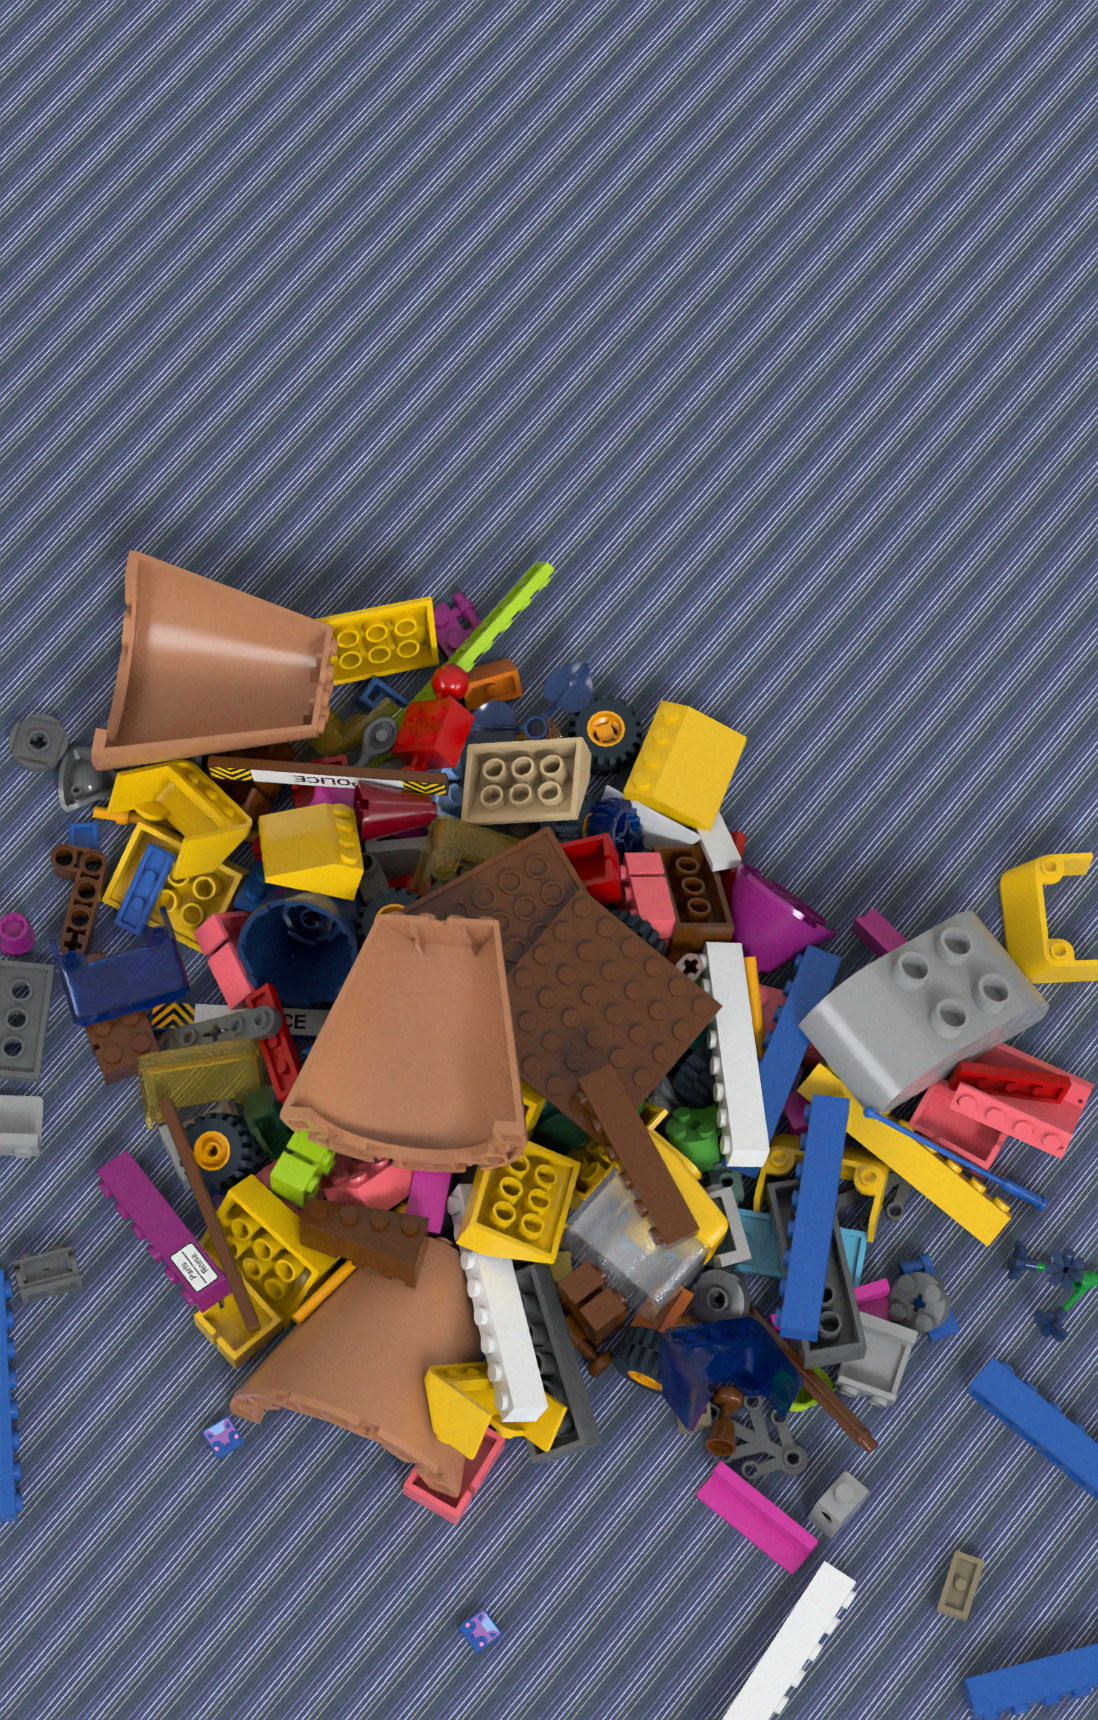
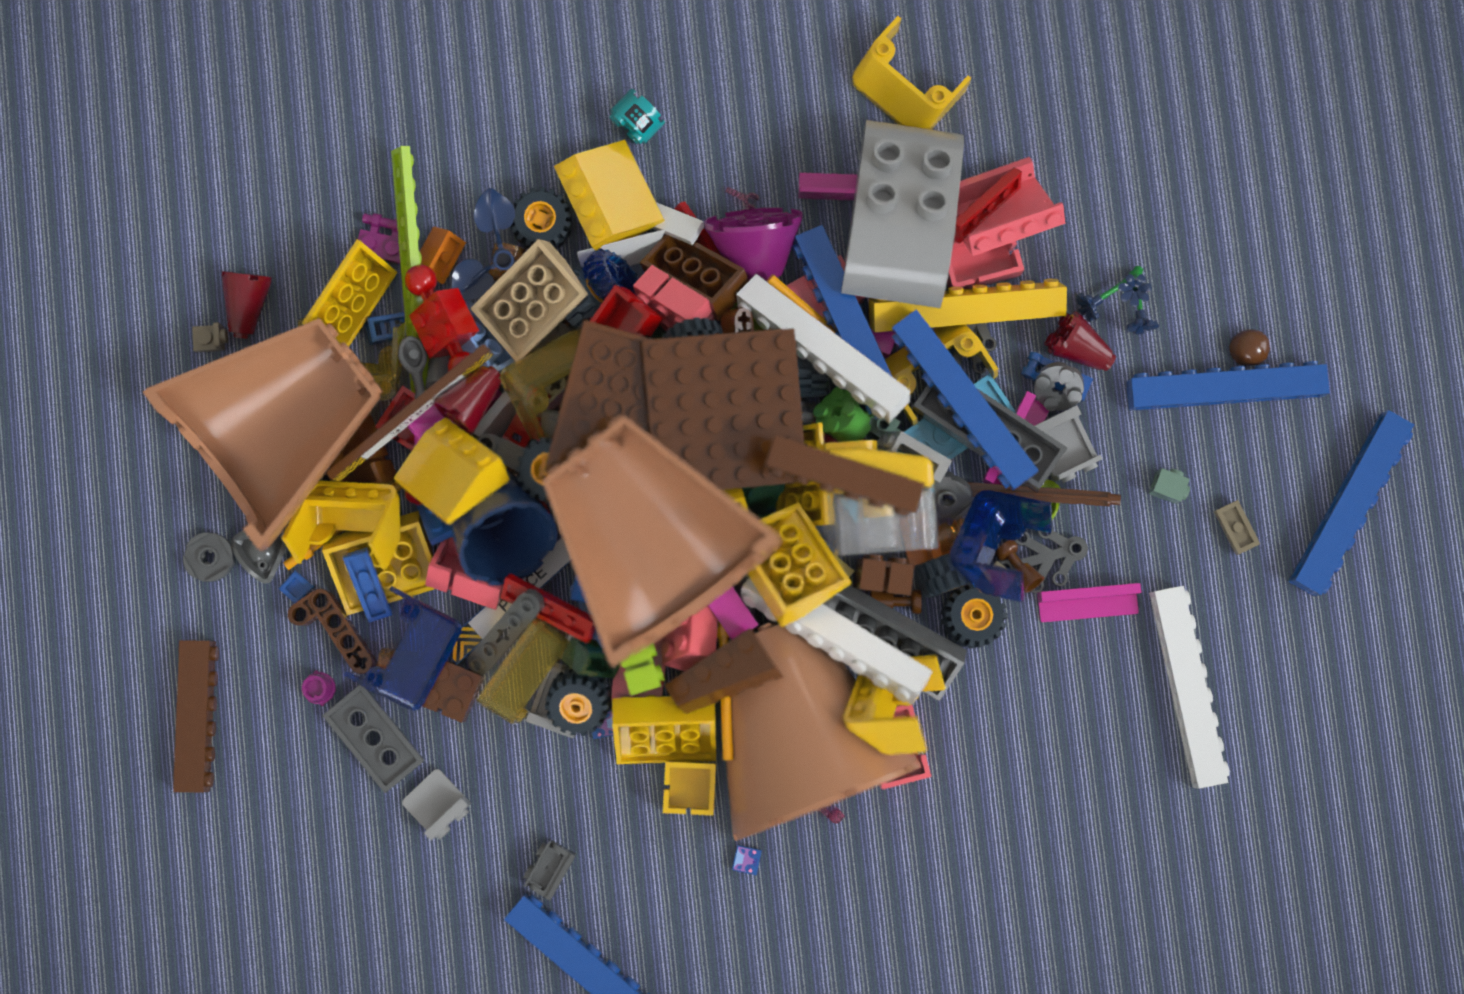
camera: 45 degrees left, 15 degrees up
(164, 1232) = (593, 780): magenta brick -> none
(210, 1215) = (614, 748): reddish brown tile -> none
(227, 570) = (209, 338): none -> dark tan bracket
(287, 566) = (244, 301): none -> dark red cone
(339, 1478) = (834, 816): none -> clear pink hand
(480, 1631) = (1001, 822): tile -> none
(638, 1425) = (973, 617): none -> black wheel
(775, 727) = (637, 117): none -> teal brick
(803, 882) = (743, 197): none -> clear pink hand
(839, 1503) = (1128, 548): light grey torso -> none
(935, 1488) = (1170, 485): none -> sand green brick
(977, 1287) = (1079, 343): none -> dark red cone
(1006, 1184) = (1063, 258): blue piece -> none

